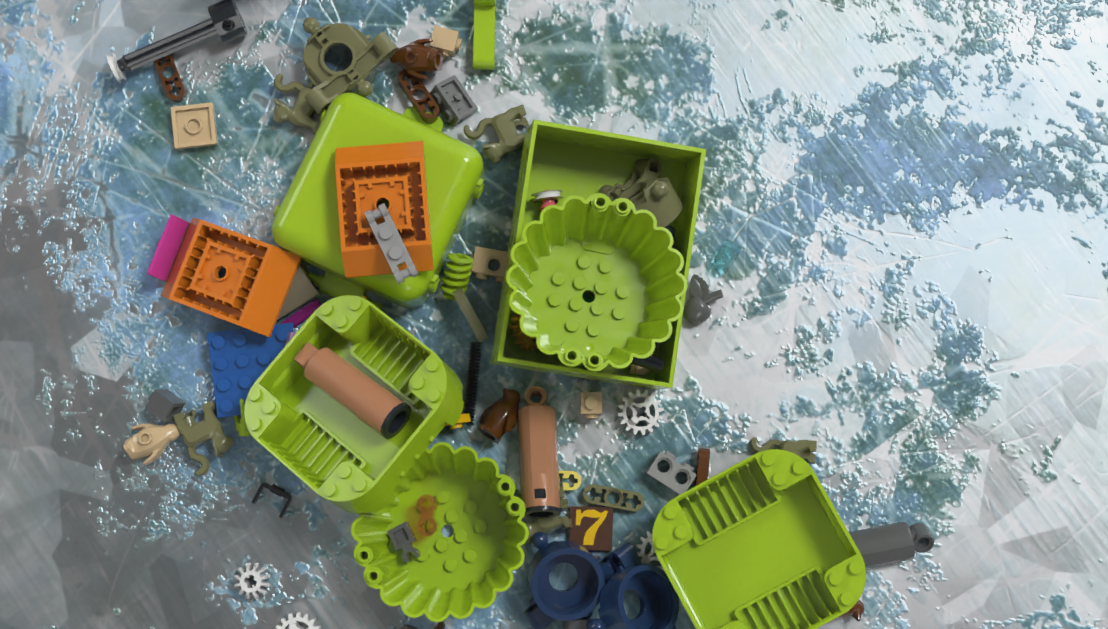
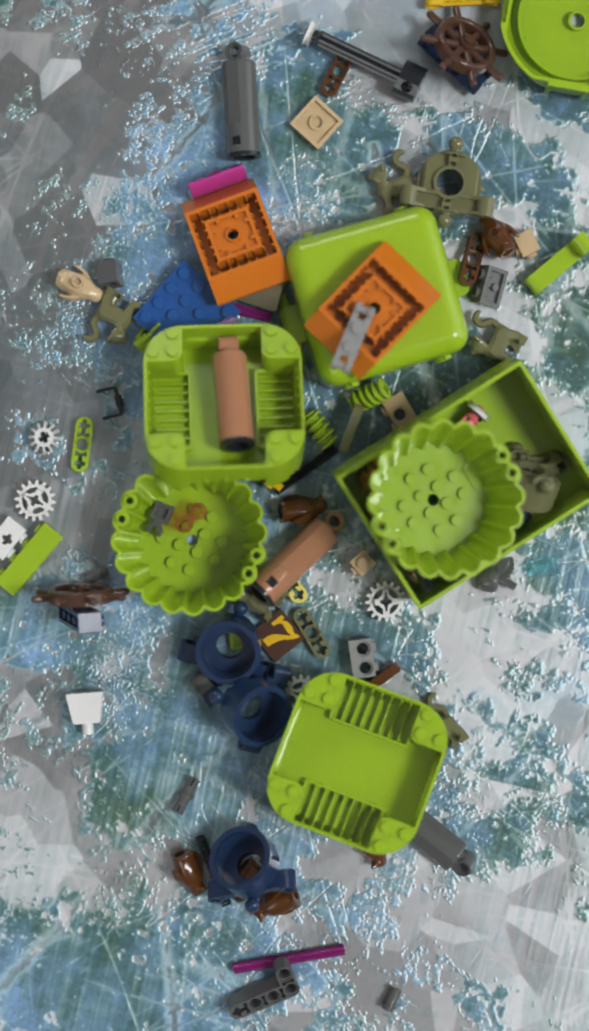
camera: 50 degrees right, 5 degrees up
(123, 174) = (241, 104): none -> dark grey piece
(280, 537) = (89, 440): none -> lime beam
(448, 342) = (320, 429): none -> lime piece
(565, 569) = (235, 642): none -> lime tile

